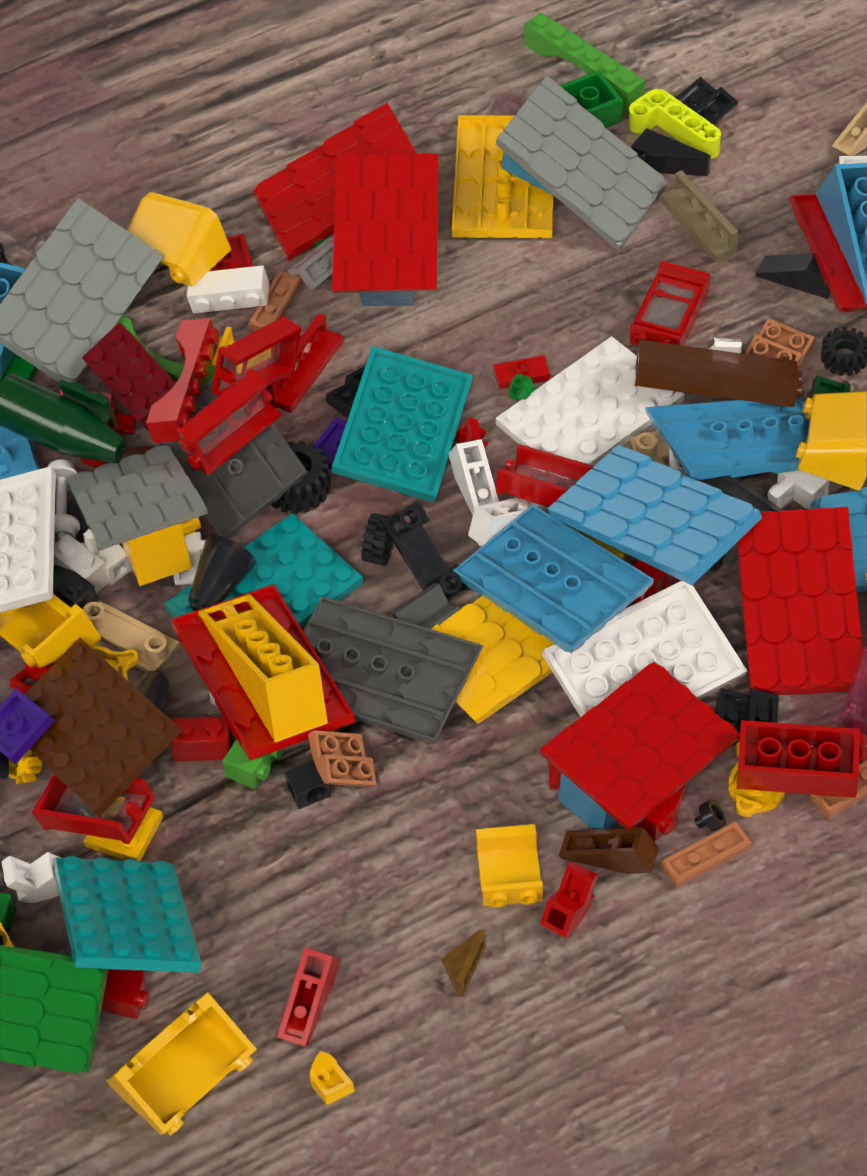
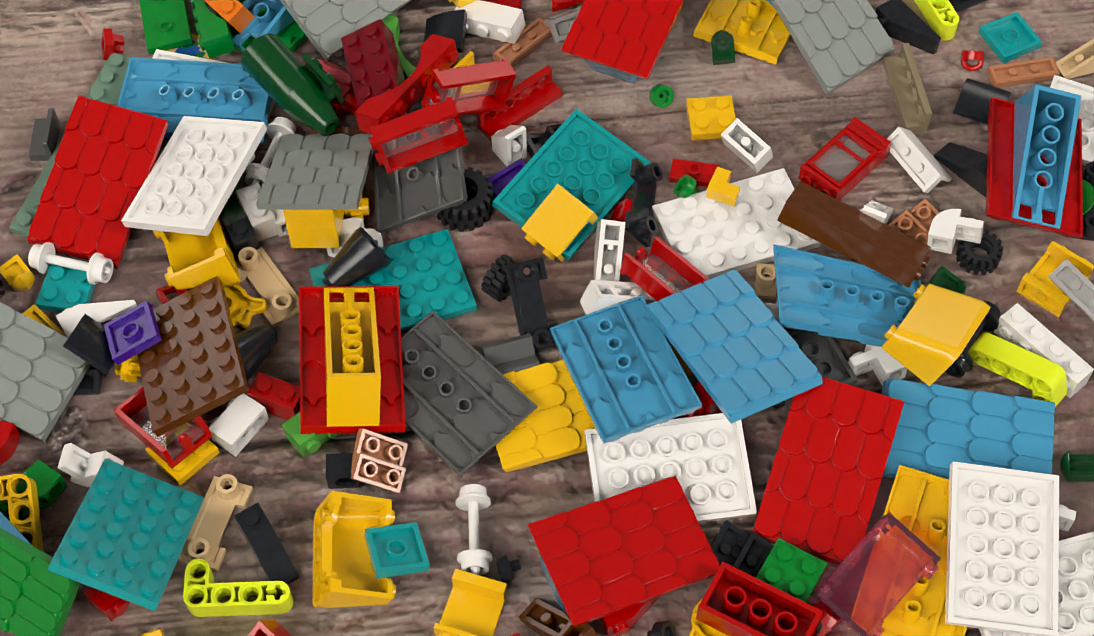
camera: 20 degrees right, 5 degrees up
(173, 779) = (238, 423): none -> white brick
(187, 306) = (448, 25): none -> black slope
(193, 875) = (214, 519): none -> tan brick
(258, 937) = (239, 593): none -> neon yellow beam
(264, 883) = (266, 544): none -> black slope
(317, 406) = (510, 144): none -> white slope
(354, 857) = (340, 554): none -> yellow windscreen
(404, 836) = (396, 550): none -> teal plate
(410, 465) = (557, 222): none -> yellow panel
(450, 306) = (661, 96): none -> green tile
(458, 761) = (472, 499): none -> white piece
(491, 238) = (722, 48): none -> dark green plate
(494, 438) = (640, 220): none -> black brick
(512, 312) = (709, 116): none -> yellow plate
(523, 812) = (506, 567): none -> black tile
(562, 377) = (720, 188): none -> yellow piece
(565, 325) = (747, 145): none -> white brick
(741, 284) = (916, 159): none -> white panel
(749, 163) = (972, 55): none -> red tile
(773, 206) = (975, 98): none -> black slope
(777, 133) = (1010, 37): none -> teal plate
(805, 164) = (1022, 72): none -> nougat tile
(809, 333) = (949, 226): none -> white brick
(809, 704) = (792, 570): none -> green brick

